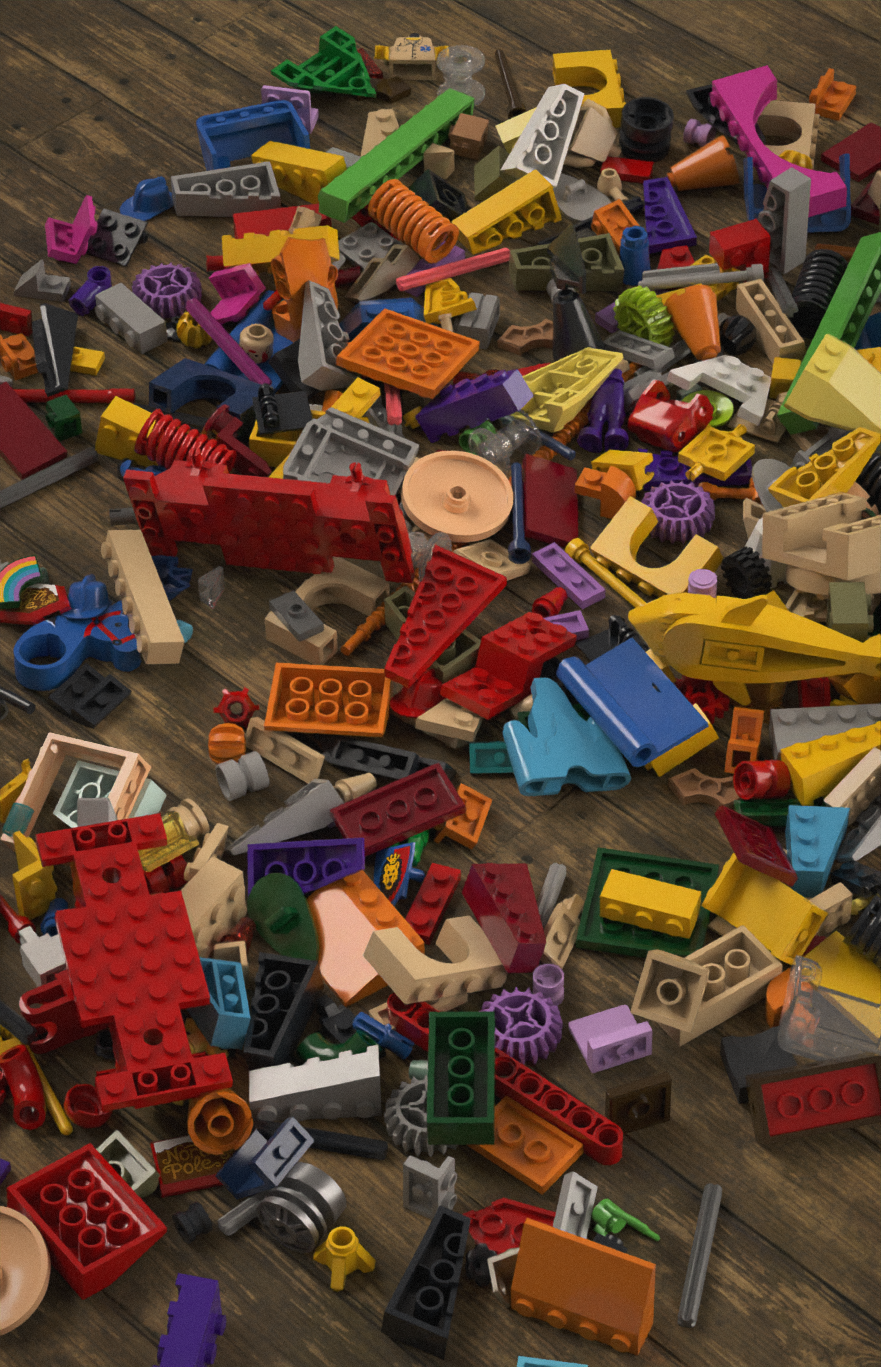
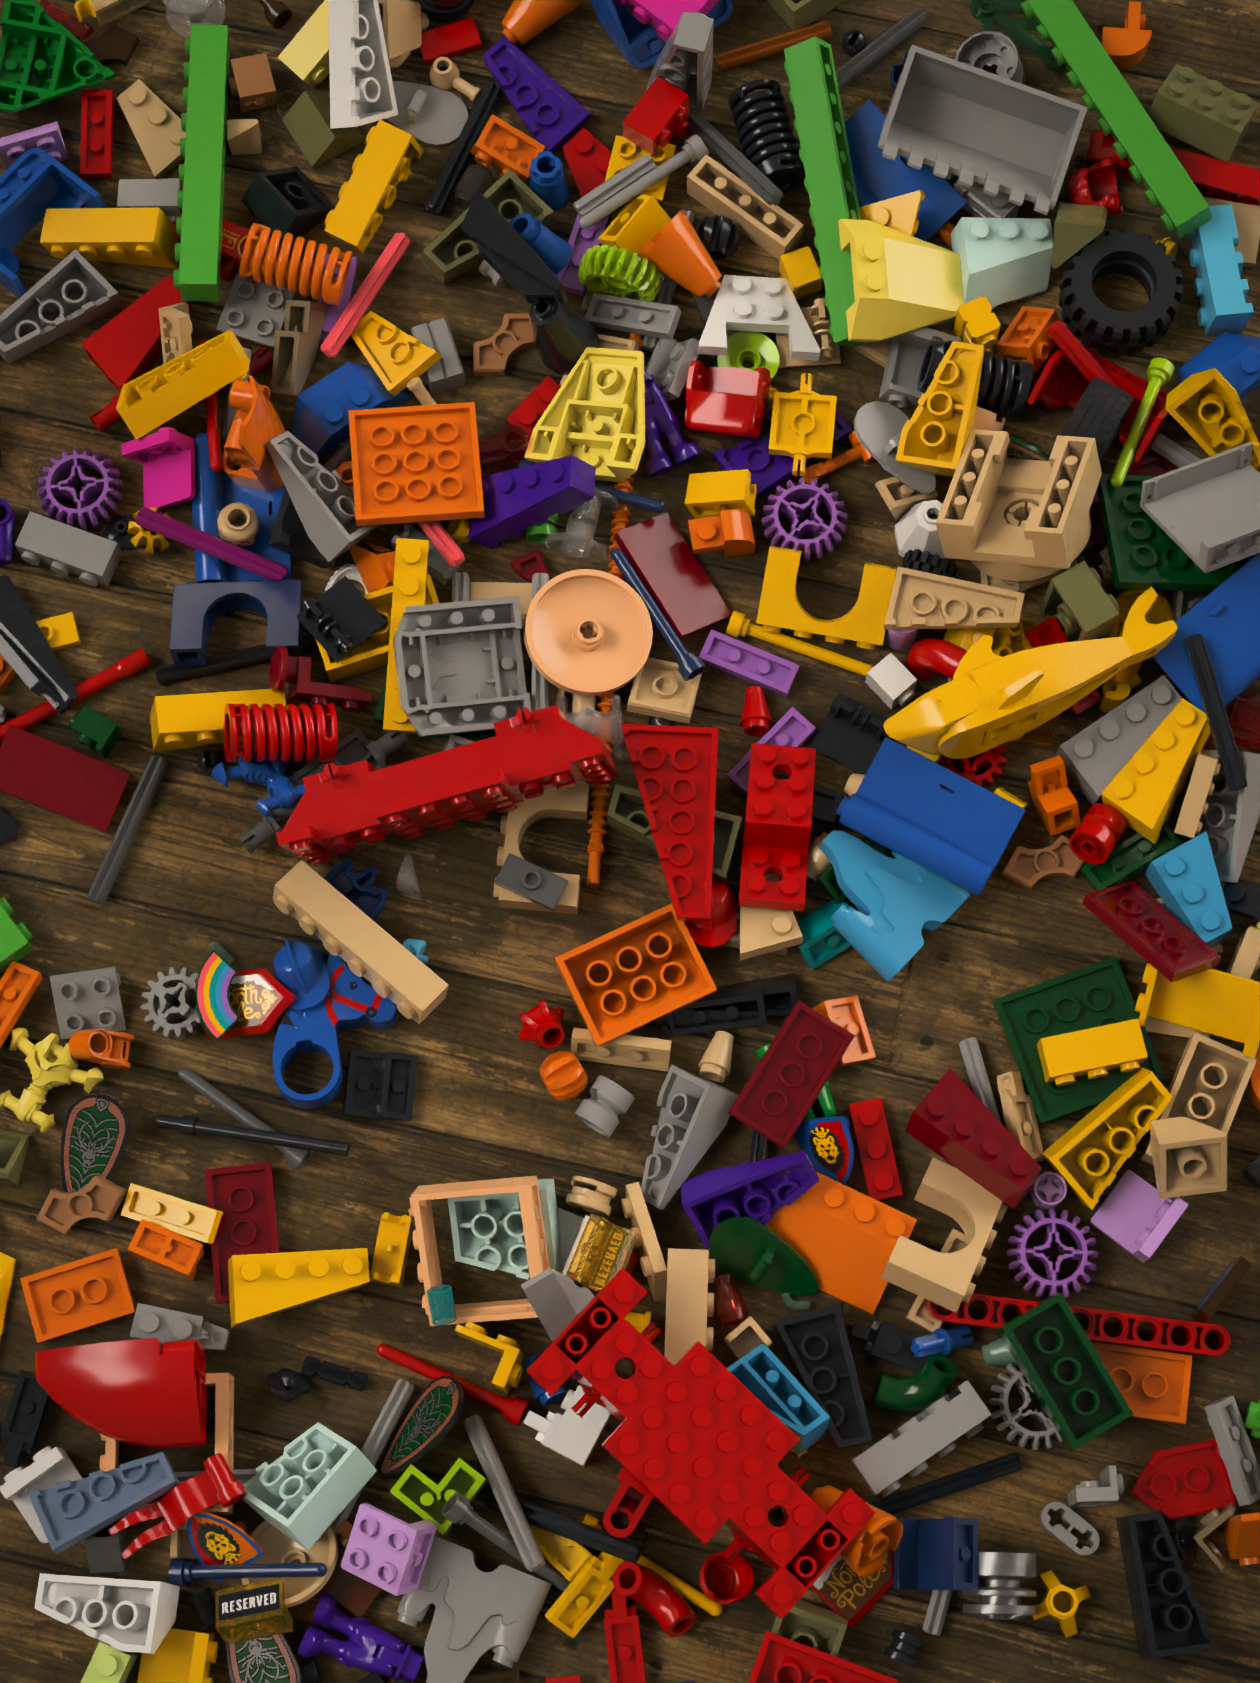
camera: 30 degrees left, 30 degrees up
(339, 124) = (96, 134): none -> red plate
(398, 1214) = (1075, 1522): none -> light grey beam
(600, 284) = (546, 244): none -> blue plant
(613, 963) = (1107, 1136): none -> yellow wedge
(740, 577) = (944, 602): none -> tan wing

